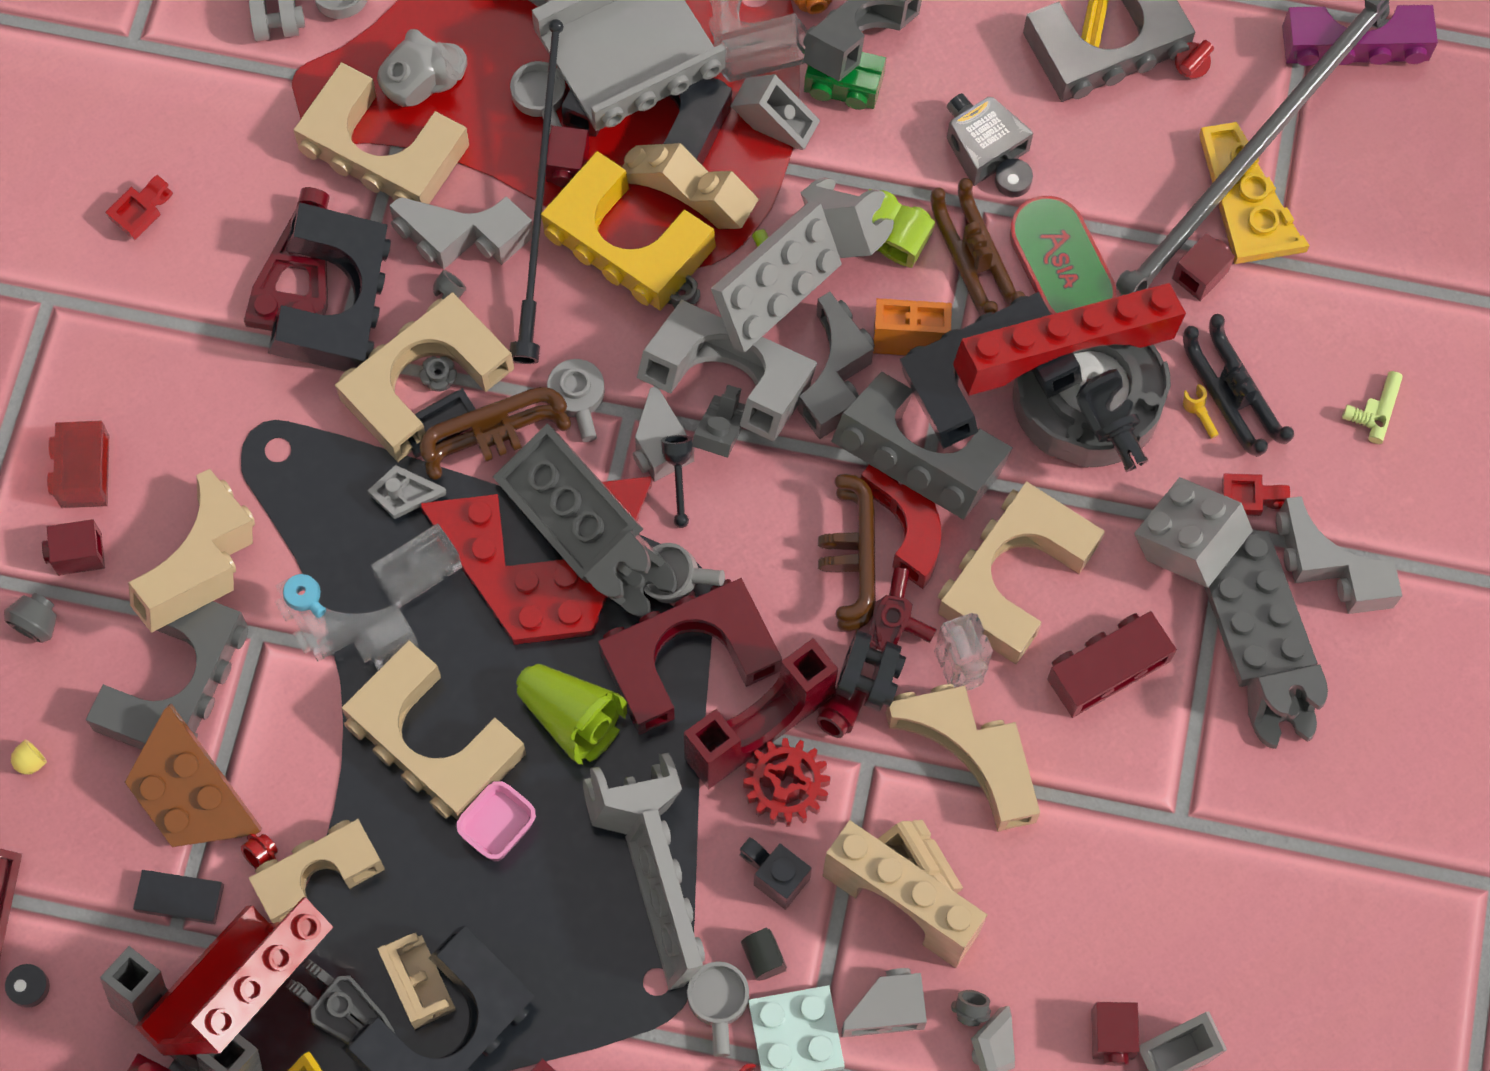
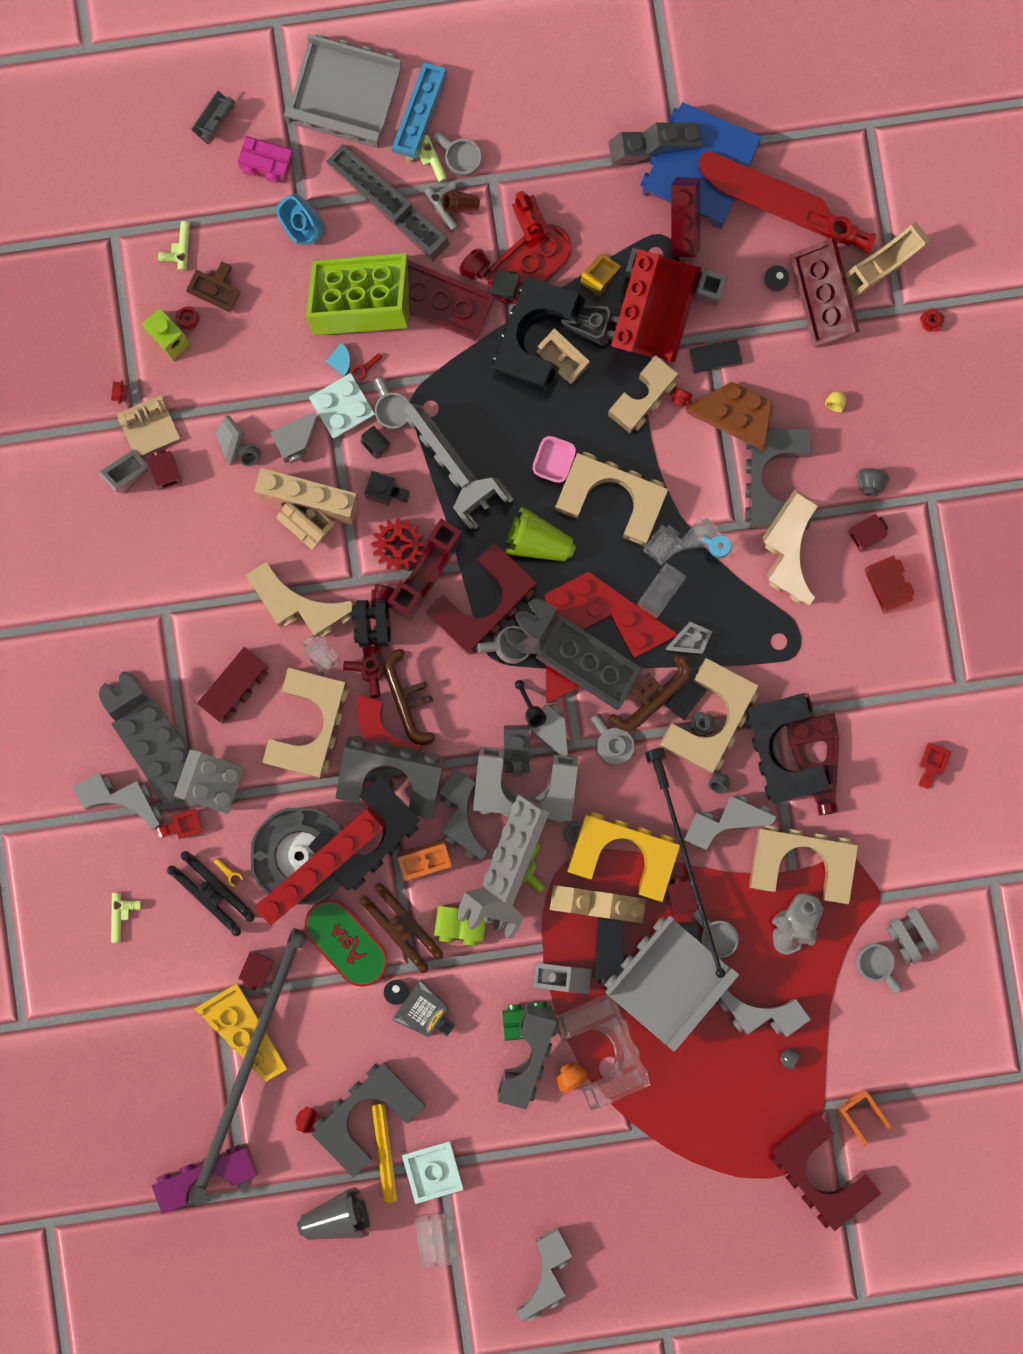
camera: 160 degrees right, 15 degrees up
(1115, 427) = (279, 824): black piece -> none

